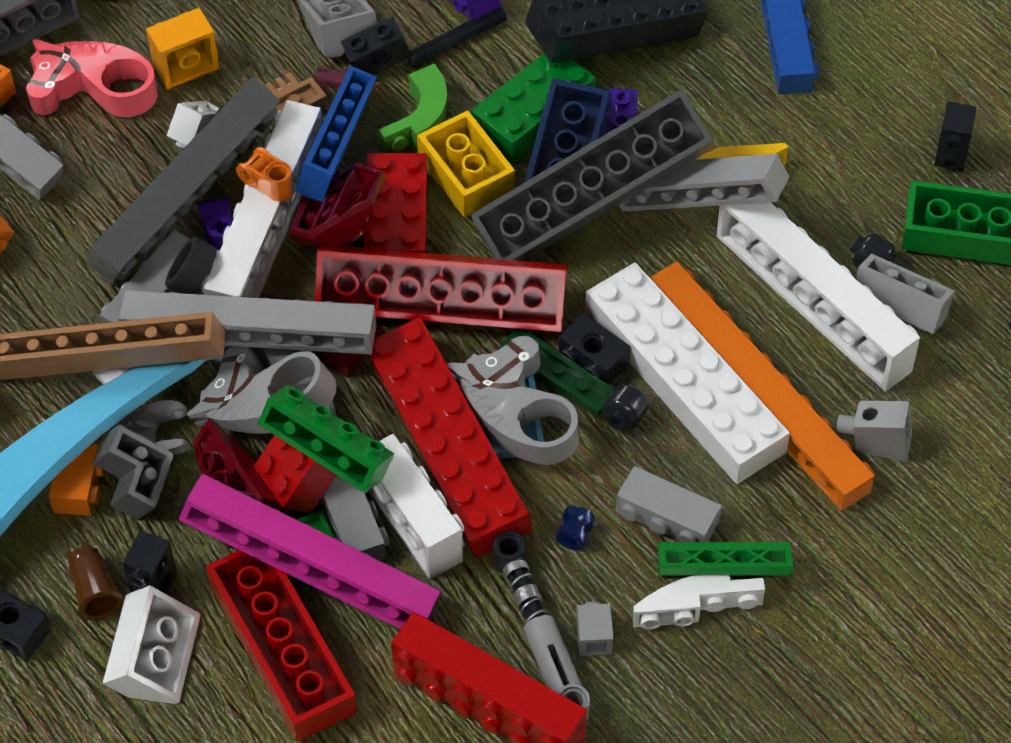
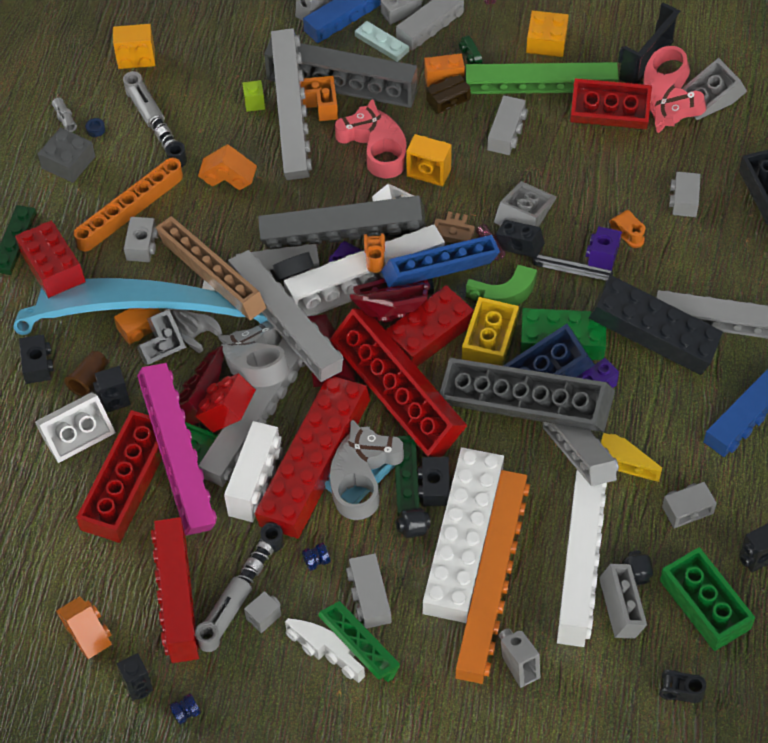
camera: 50 degrees right, 0 degrees up
(326, 438) = (235, 398): green brick -> none
(843, 157) = (689, 504): none -> light grey brick

